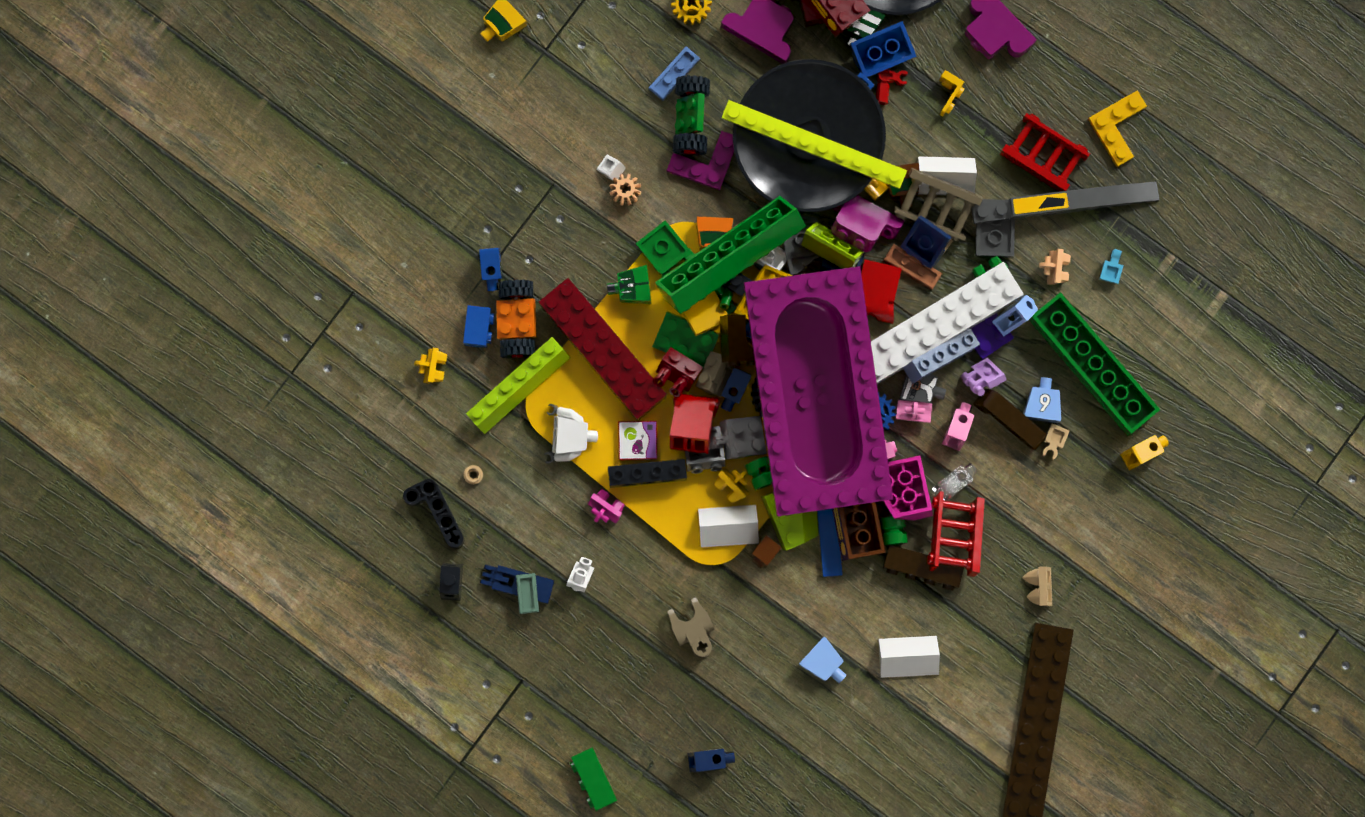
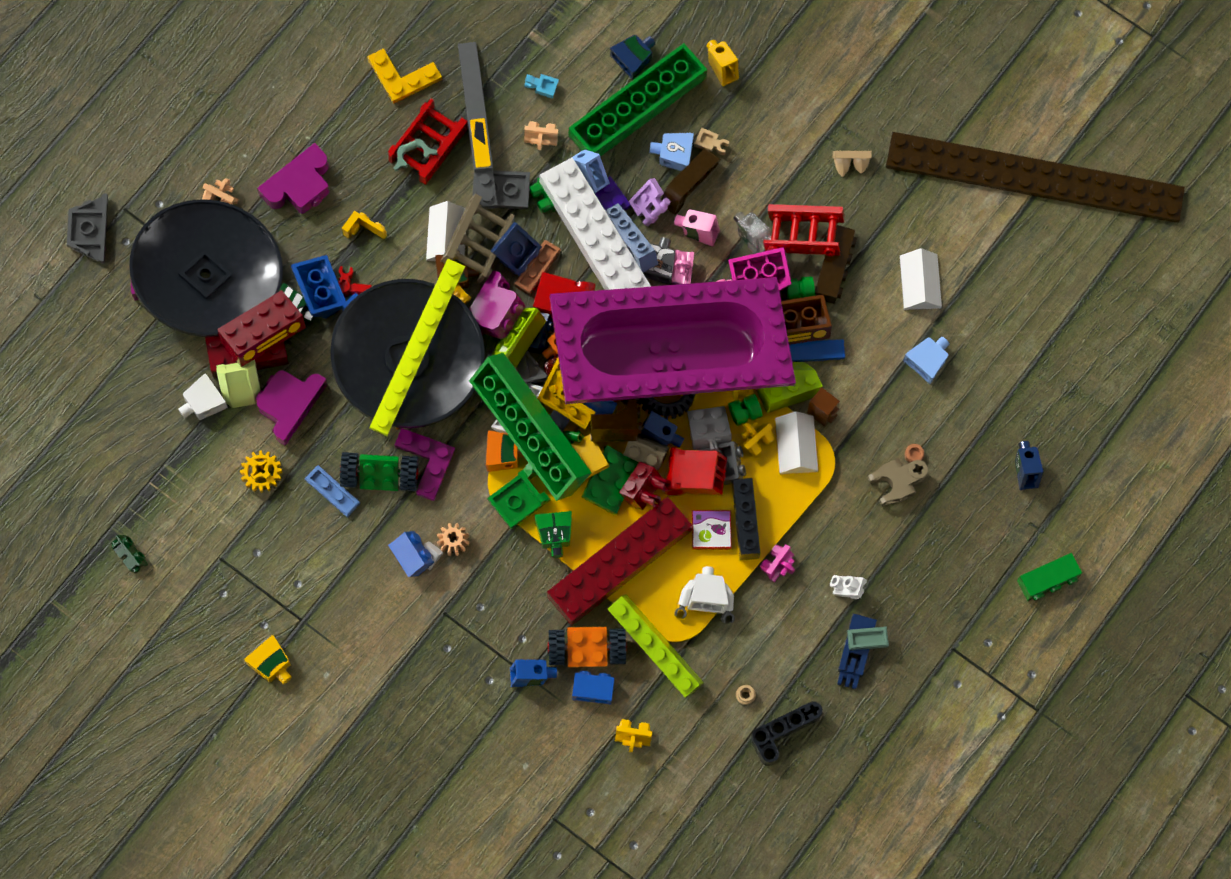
camera: 90 degrees left, 10 degrees down
(451, 581) = (855, 715): black torso -> none
(608, 149) = (411, 553): none -> brick
(722, 646) = (914, 452): none -> nougat tile
(1035, 132) = (409, 146): none -> sand green helmet
(1150, 360) = (633, 54): none -> dark blue torso

